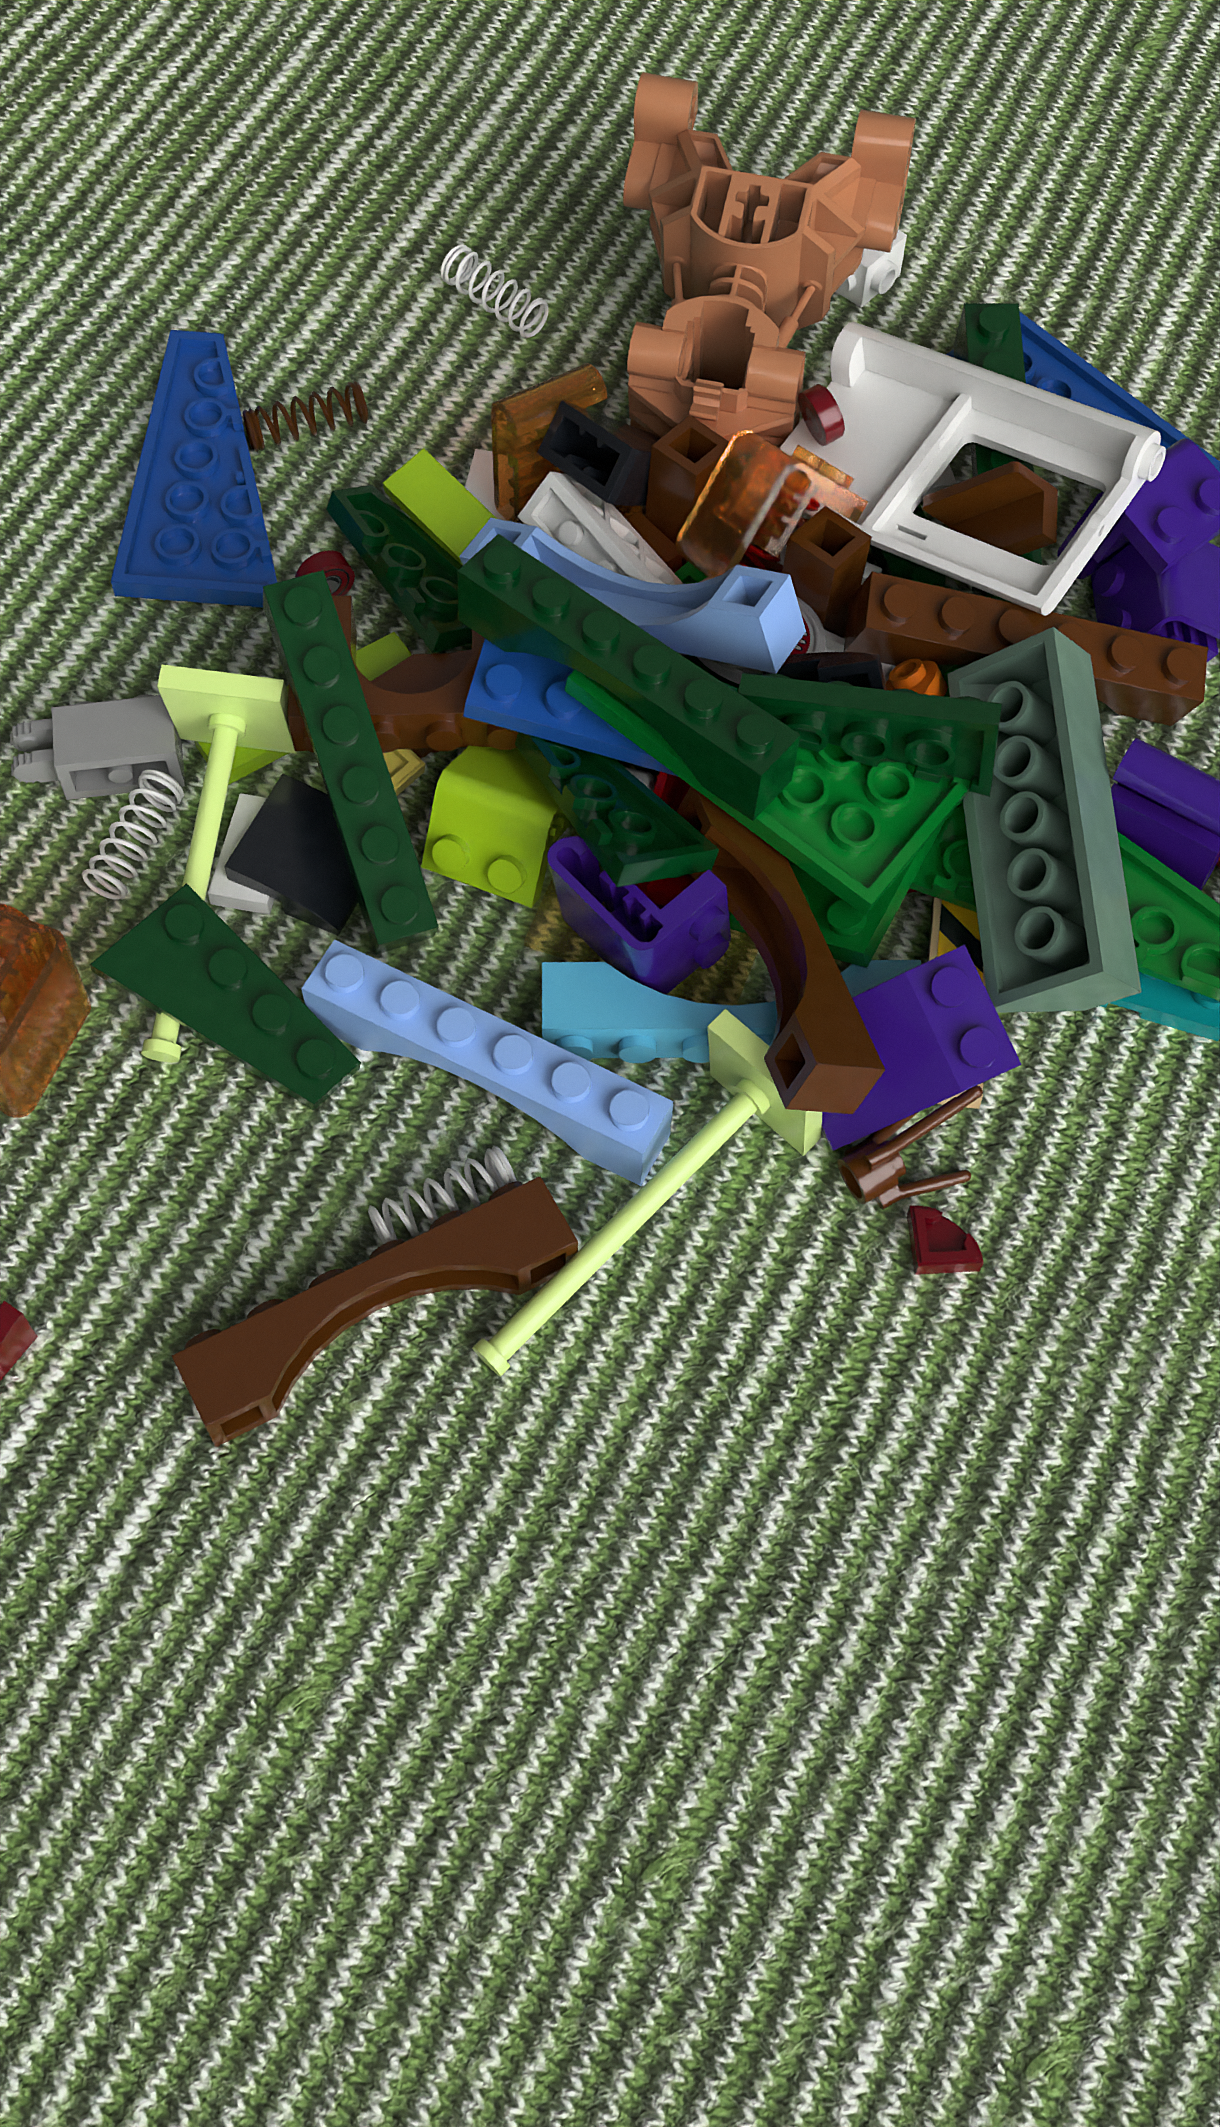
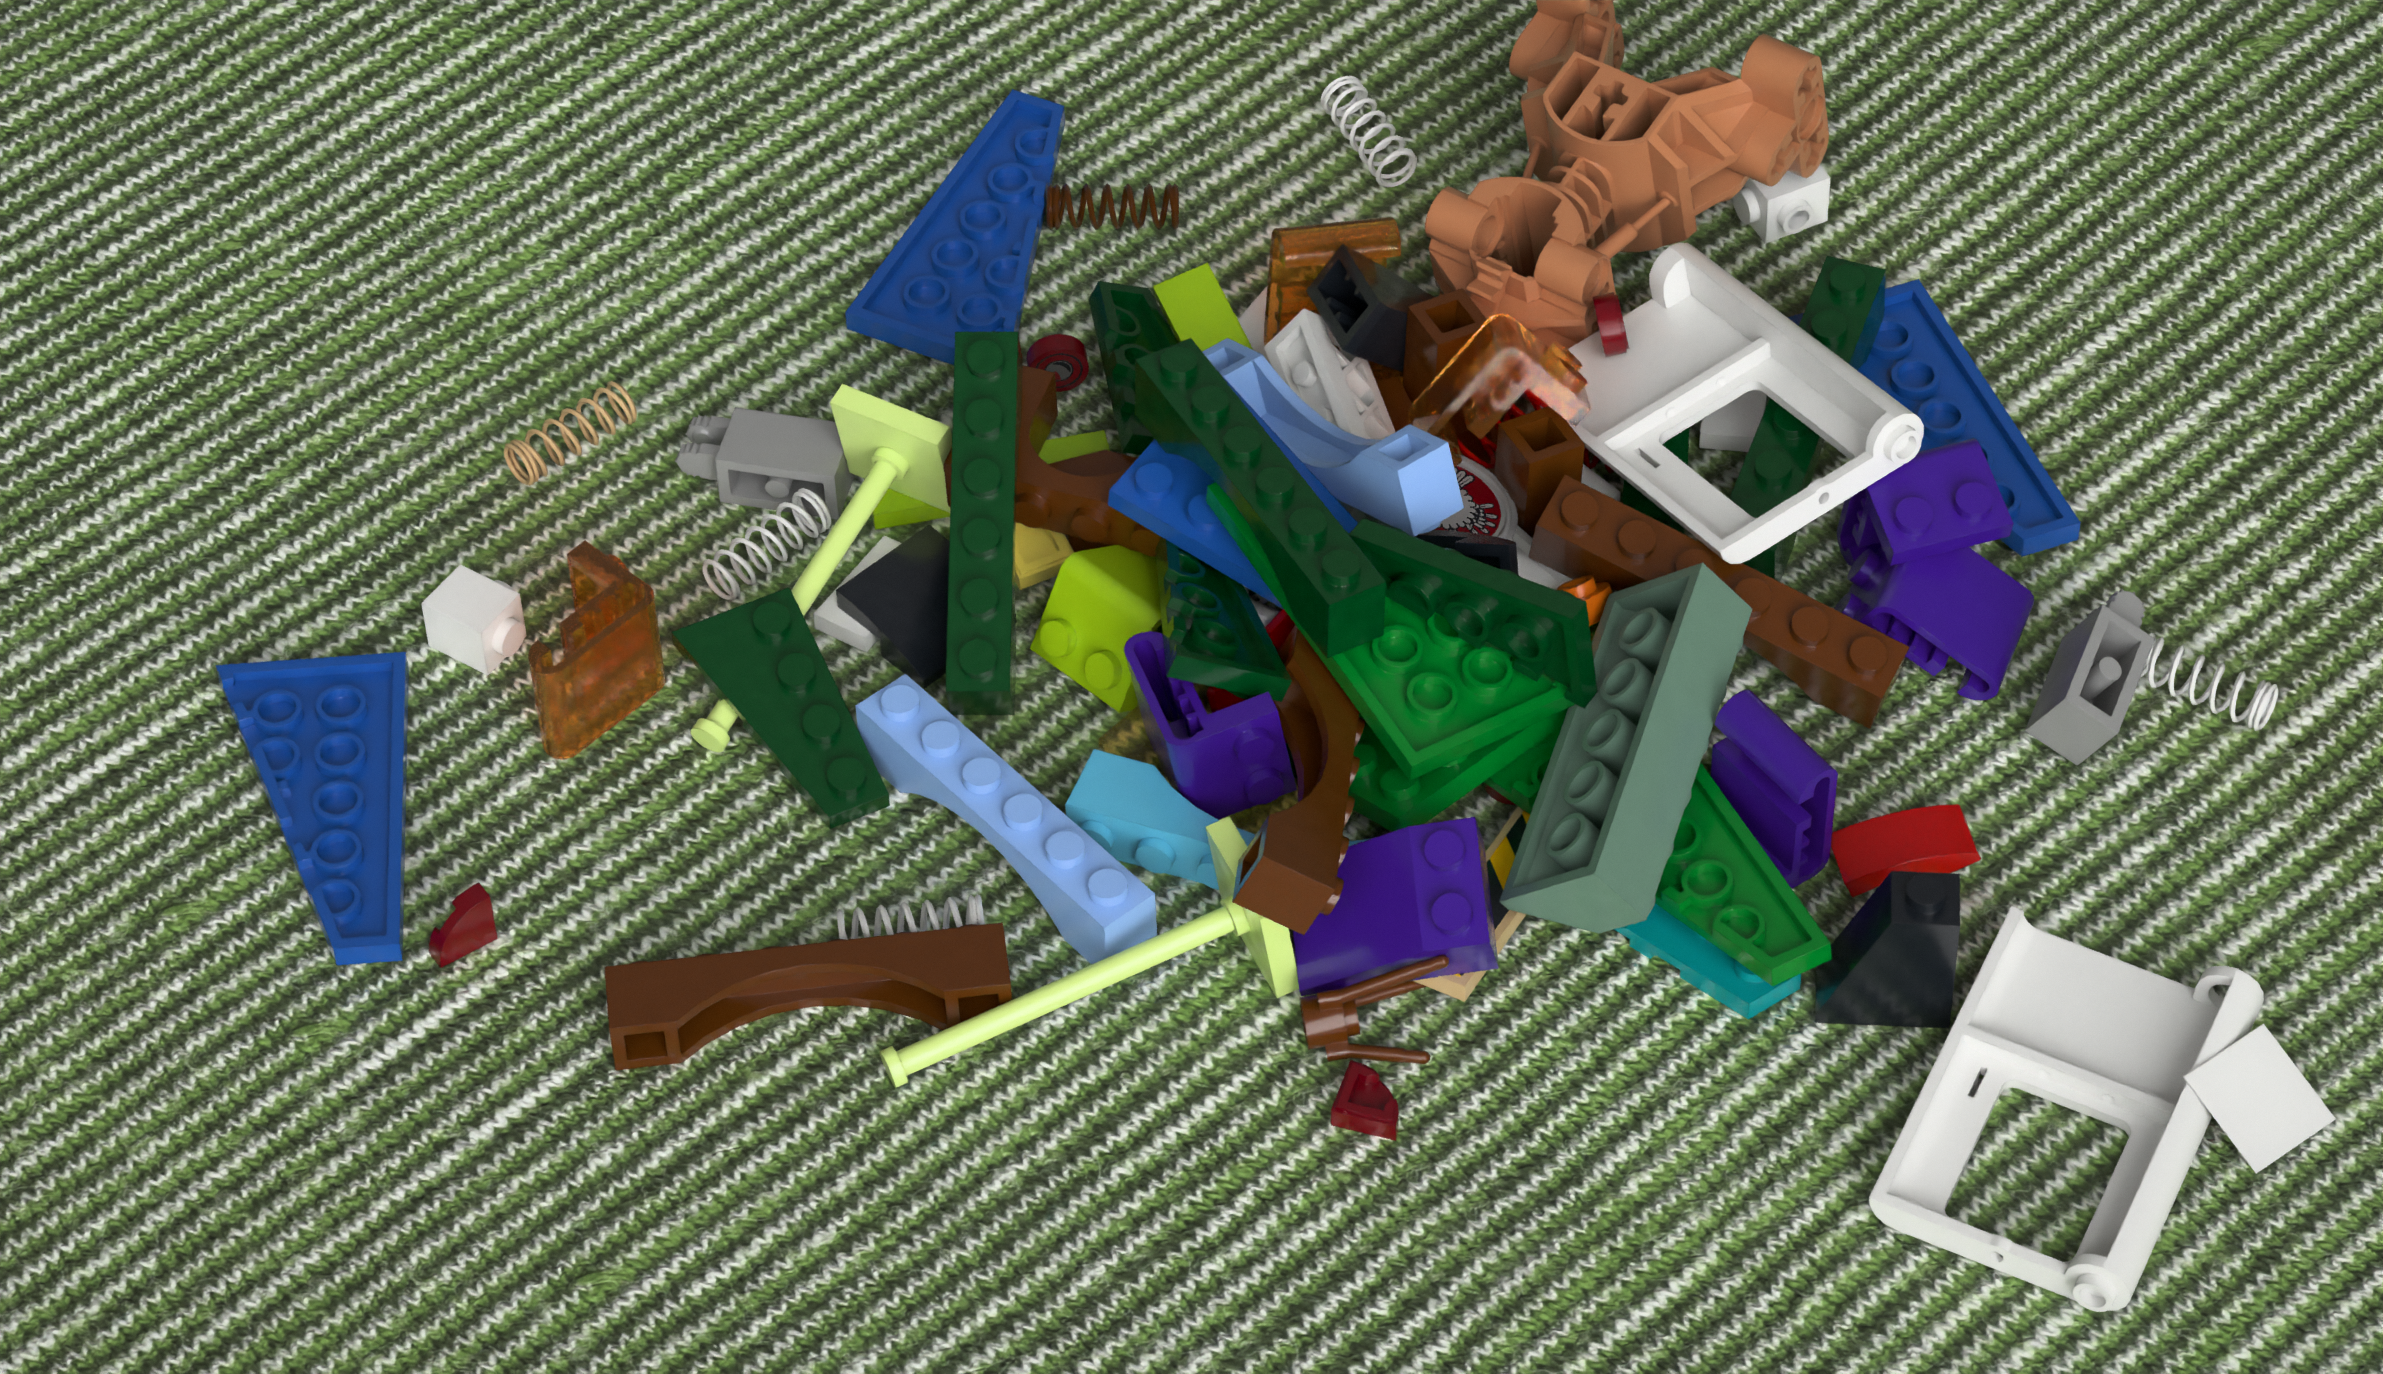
camera: 25 degrees right, 15 degrees down
(1001, 508) = (1742, 455): reddish brown panel -> none

